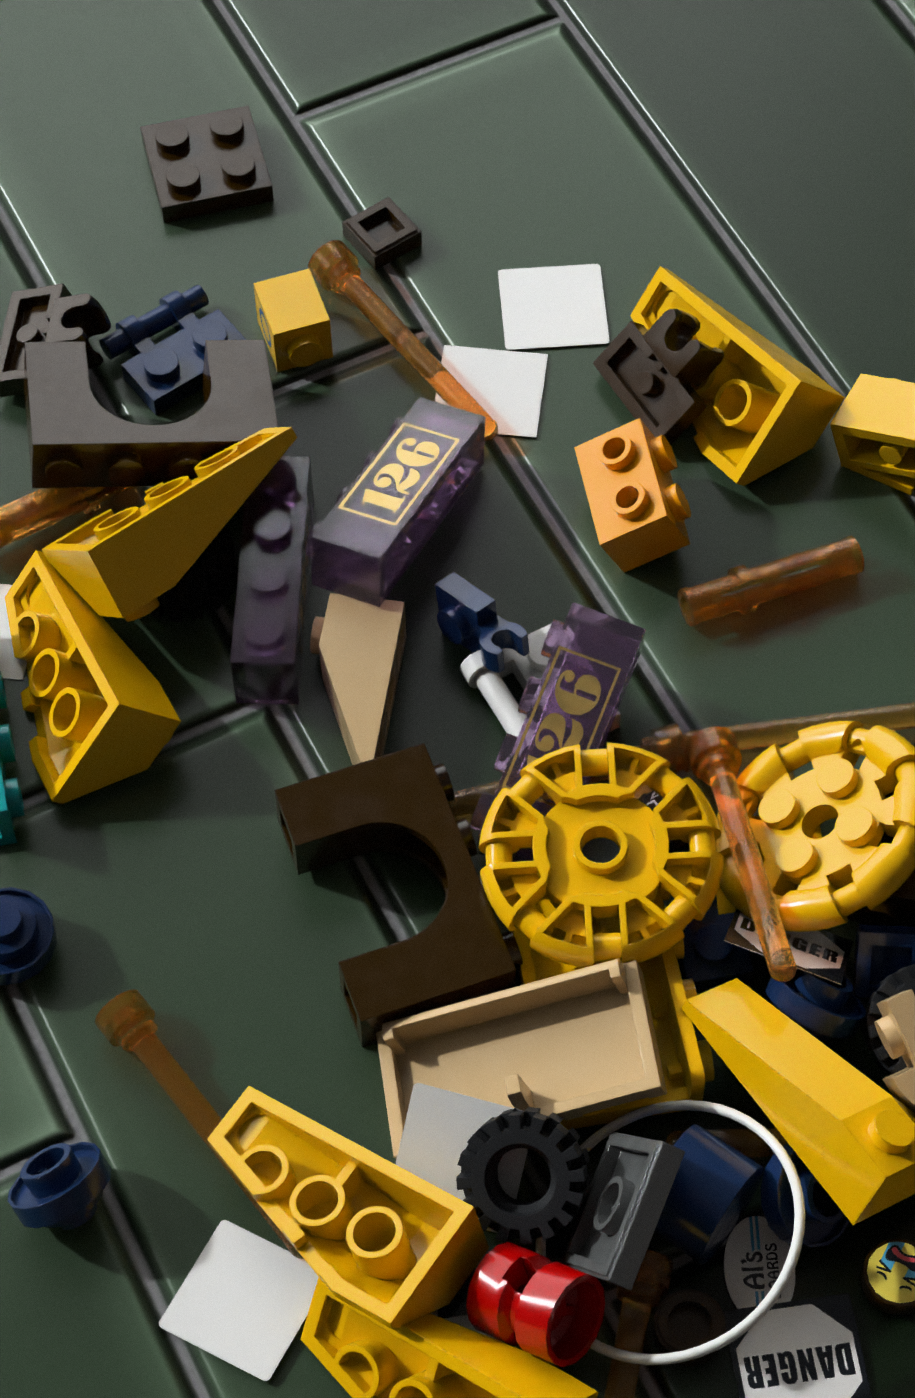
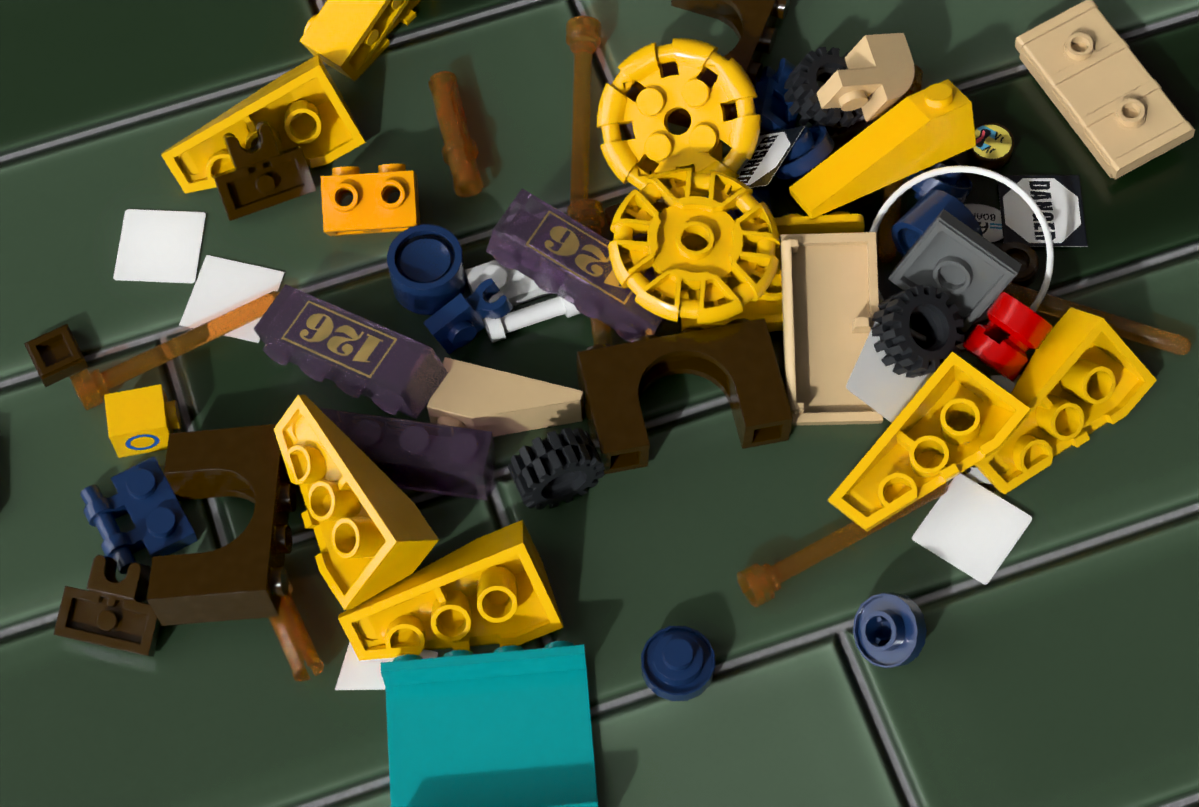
camera: 80 degrees left, 5 degrees up
(257, 747) = (556, 468): none -> black tyre
(544, 569) = (426, 268): none -> dark blue piece
(716, 761) = (607, 183): clear orange piece -> none

